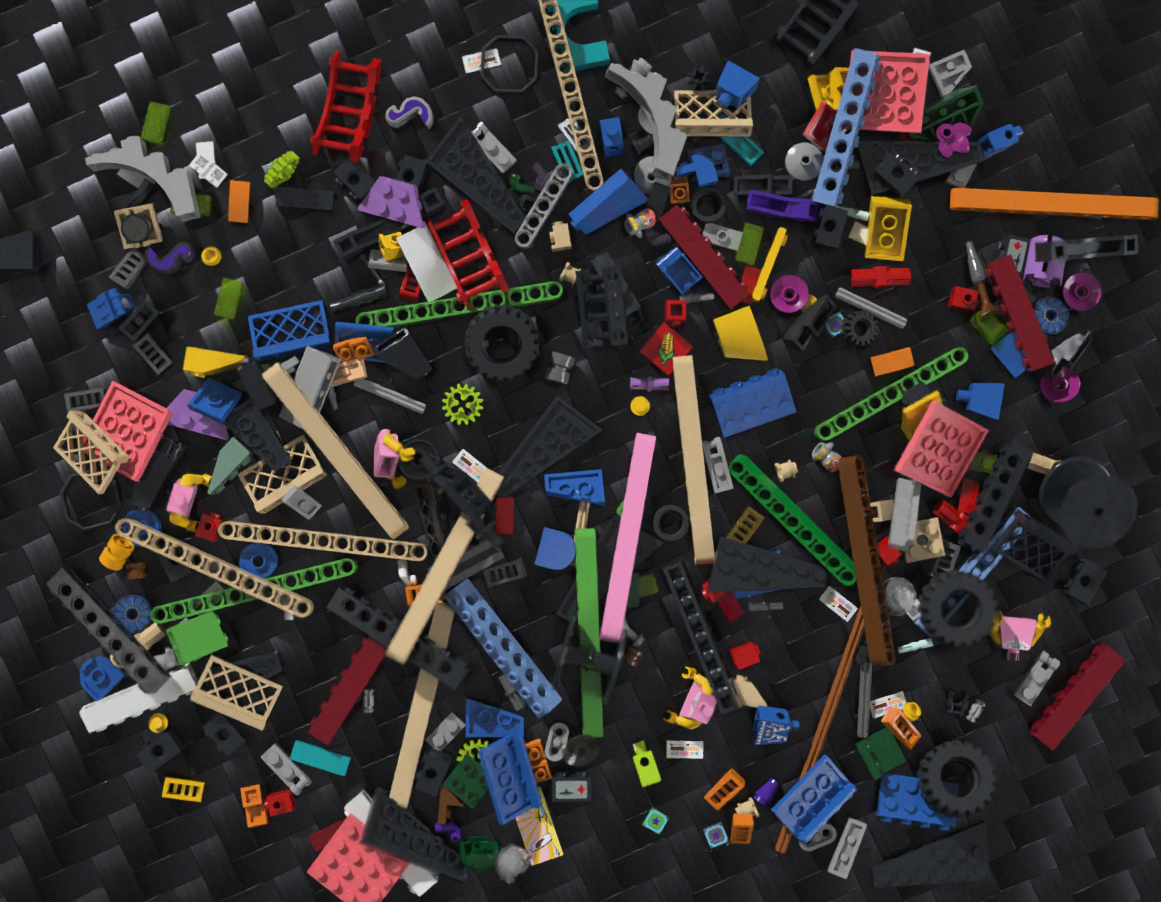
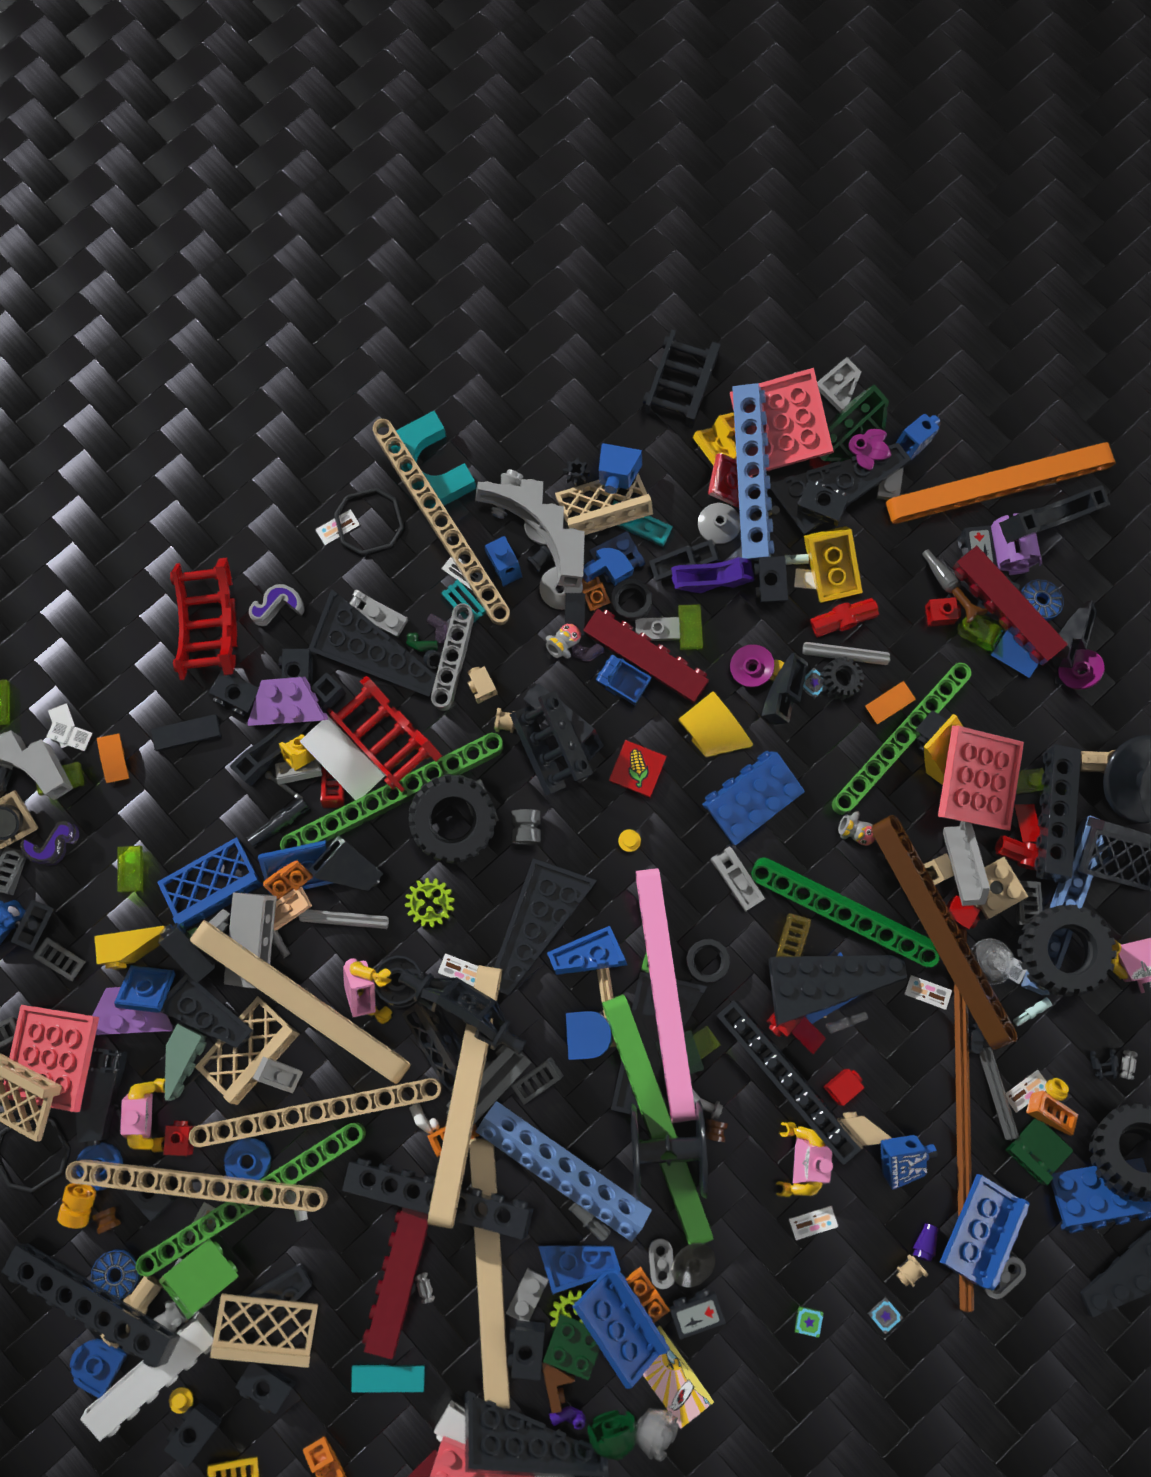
camera: 15 degrees left, 10 degrees down
(211, 256) = (97, 828): yellow plate -> none
(280, 802) = (355, 1451): red brick -> none
(281, 169) = (150, 707): lime gear -> none
(286, 768) = (350, 1406): light grey plate -> none
(504, 515) = (517, 1014): red sticker -> none
(607, 203) = (521, 631): blue slope -> none
(649, 384) = (631, 813): medium lavender pin -> none
(650, 773) = (781, 1267): lime torso -> none
(675, 312) = (634, 724): red brick -> none
(693, 298) = (651, 703): clear pin -> none
(693, 459) = (710, 883): tan beam -> none
(731, 774) = (888, 1250): orange slope -> none
(741, 828) = (913, 1297): orange slope -> none
(750, 278) = (705, 661): red sticker -> none
(760, 290) = (721, 612): yellow plate -> none
(786, 470) = (816, 859): tan brick -> none
(847, 847) = (1043, 1278): light grey plate -> none
(983, 399) = (1004, 712): blue torso -> none
(1090, 288) = (1069, 555): magenta dish -> none

